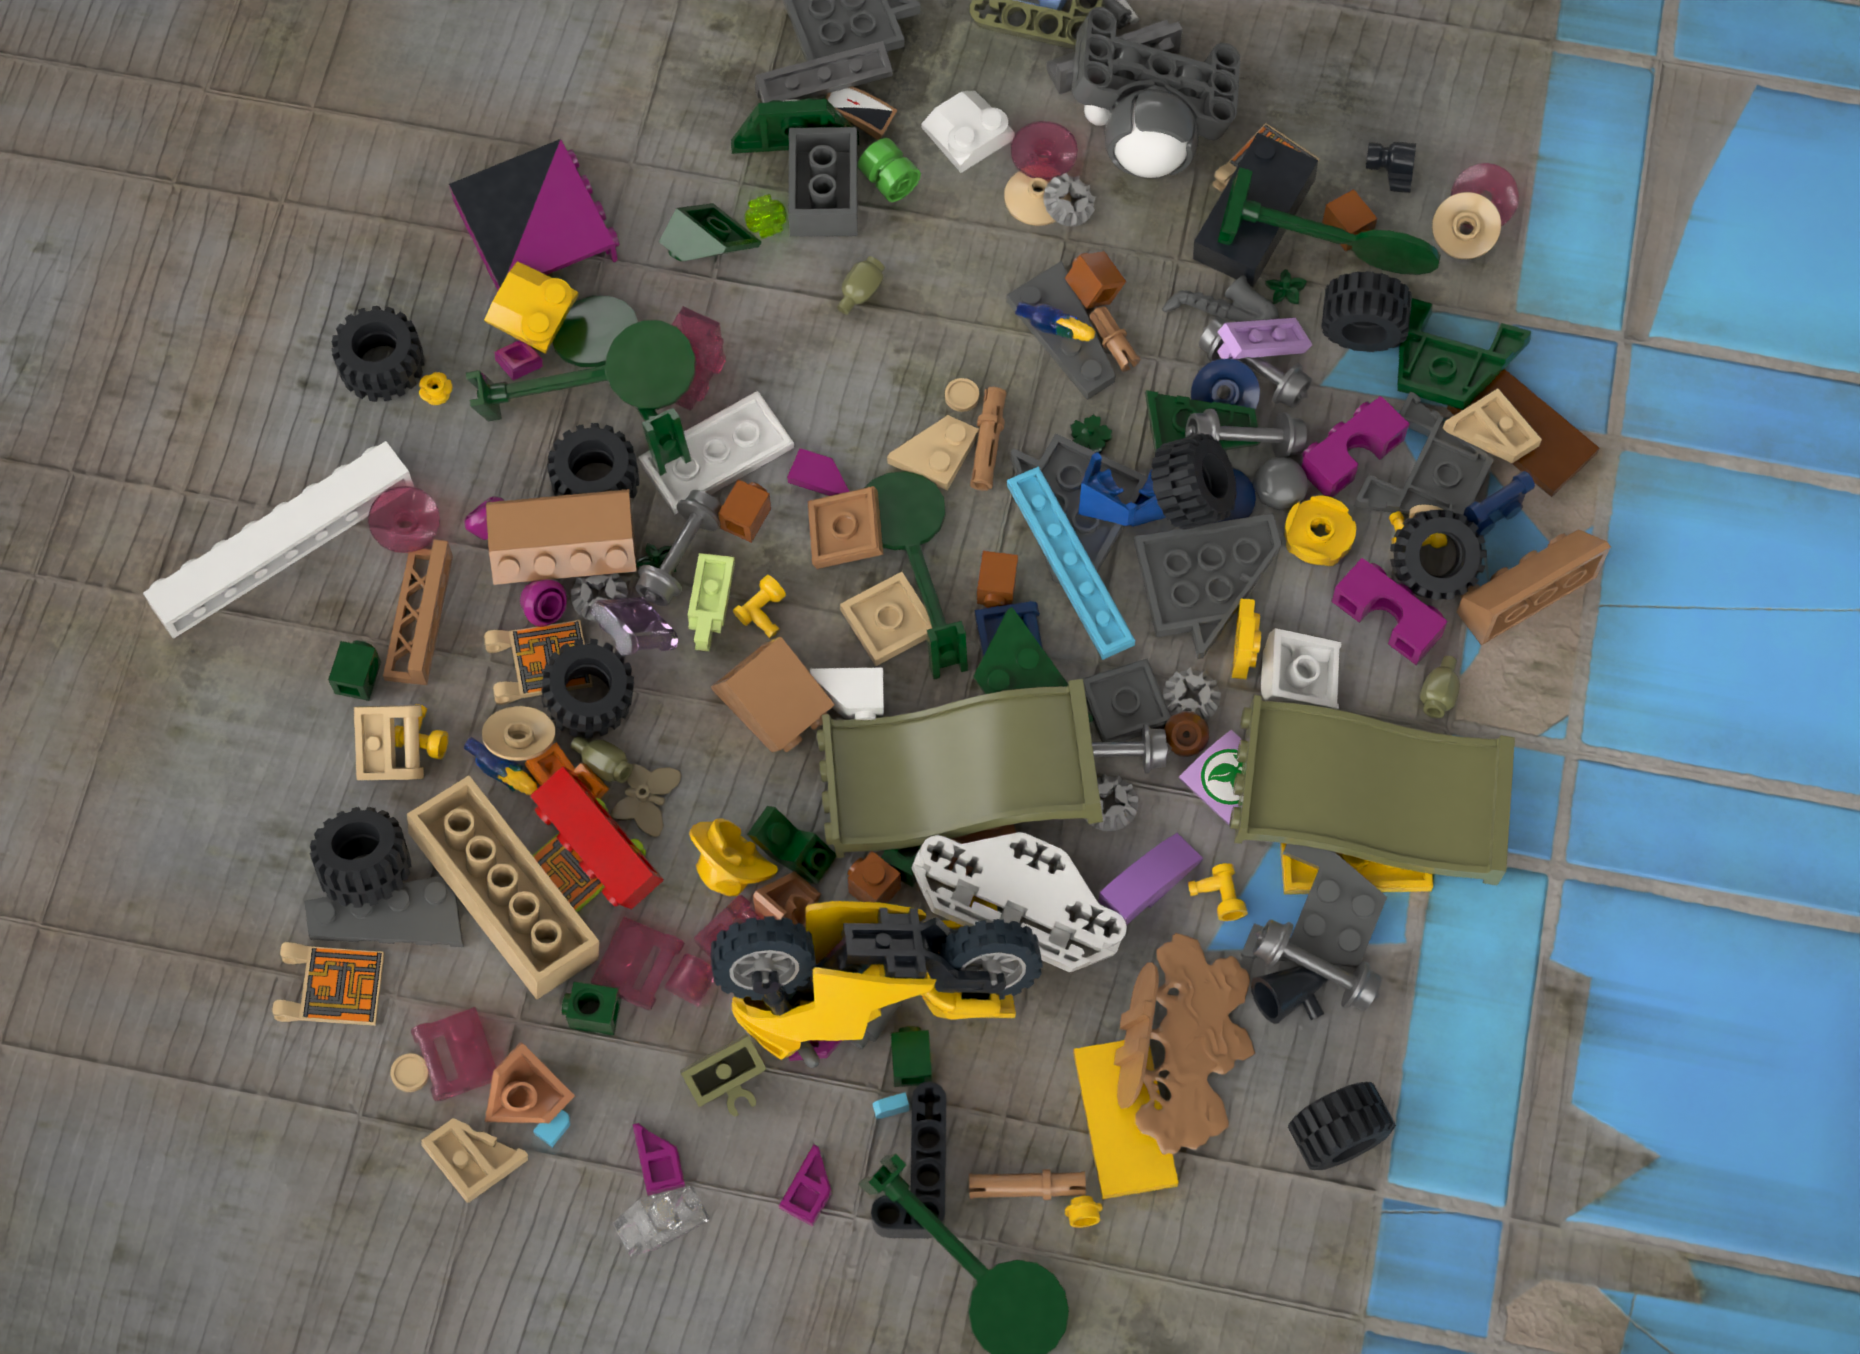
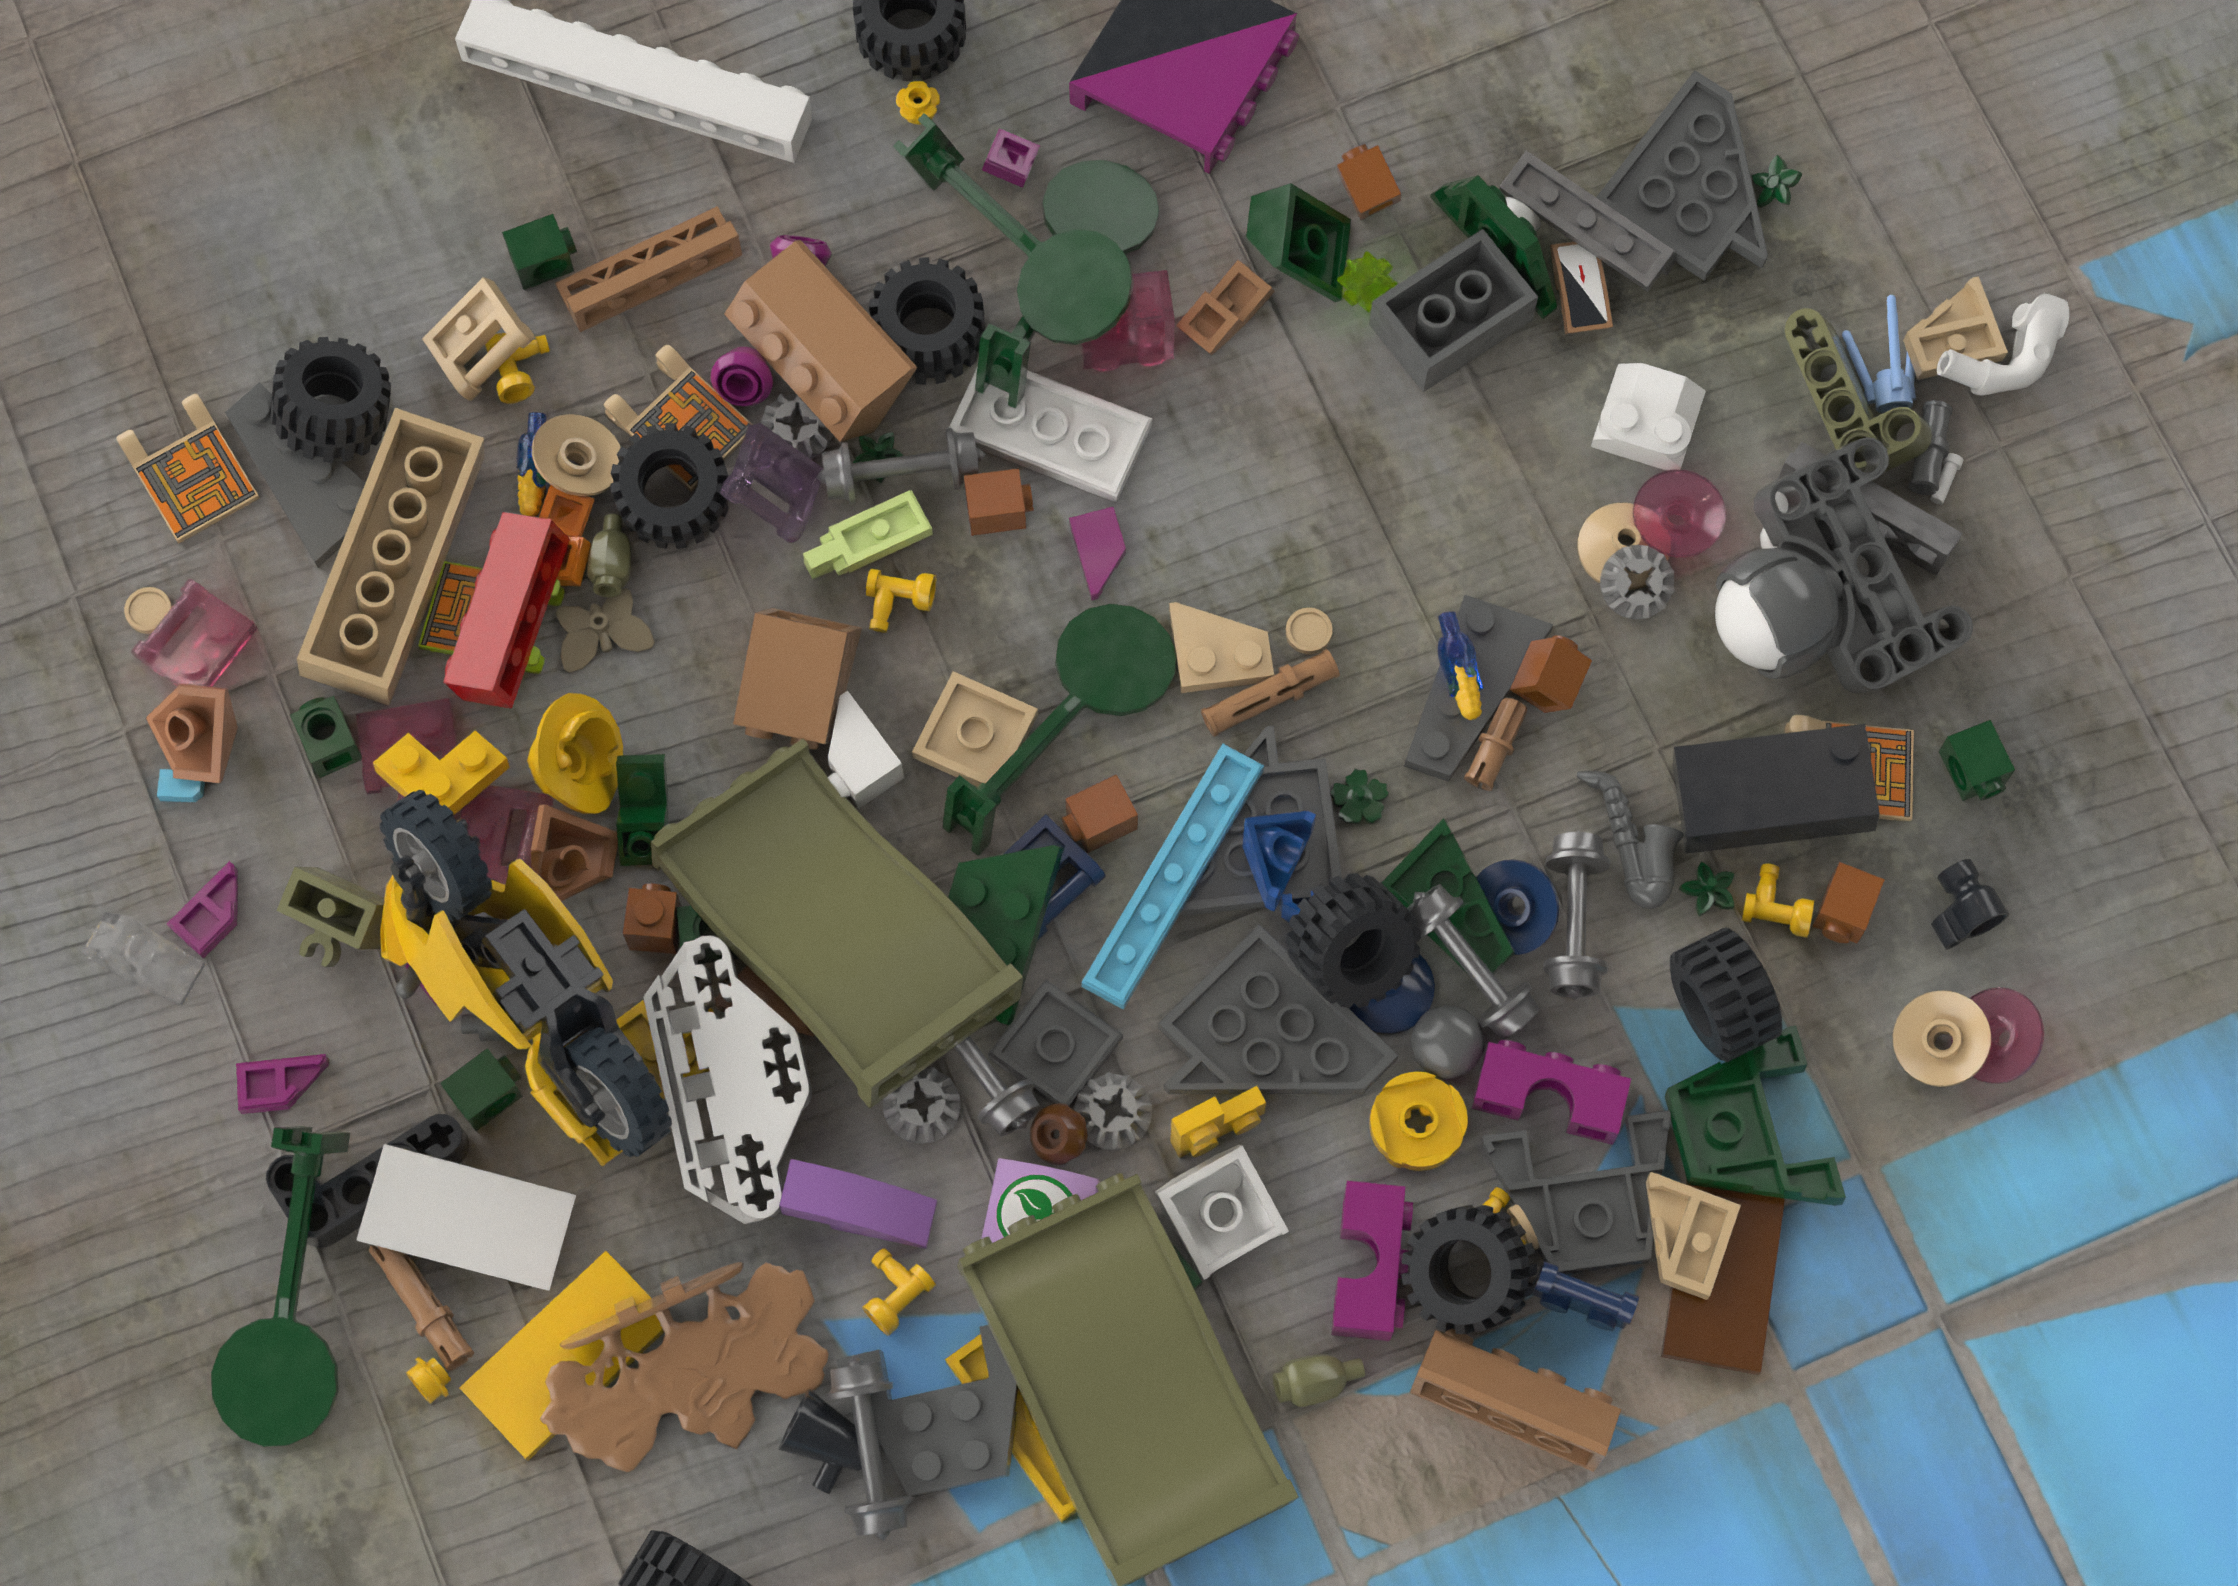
camera: 55 degrees right, 5 degrees up
(399, 505) = (736, 159): clear pink dish -> none
(471, 1158) = (92, 730): tan wing -> none
(531, 306) = (1072, 125): yellow slope -> none
(685, 954) = (452, 779): none -> yellow plate
(701, 173) = (1368, 180): none -> dark orange brick
(716, 301) = (1226, 309): none -> medium nougat slope
(845, 527) = (1050, 616): medium nougat tile -> none
(861, 283) = (1361, 434): olive plant -> none
(887, 167) = (1525, 367): bright green wheel -> none
(891, 1106) = (417, 1102): medium azure piece -> none
(994, 1117) = (466, 1217): none -> white tile
(1262, 338) = (1609, 904): lavender hinge -> none
(1312, 101) = (1977, 761): none -> dark green brick
(1317, 267) = (1762, 904): none -> yellow piece
(1379, 248) = (1743, 767): dark green piece -> none

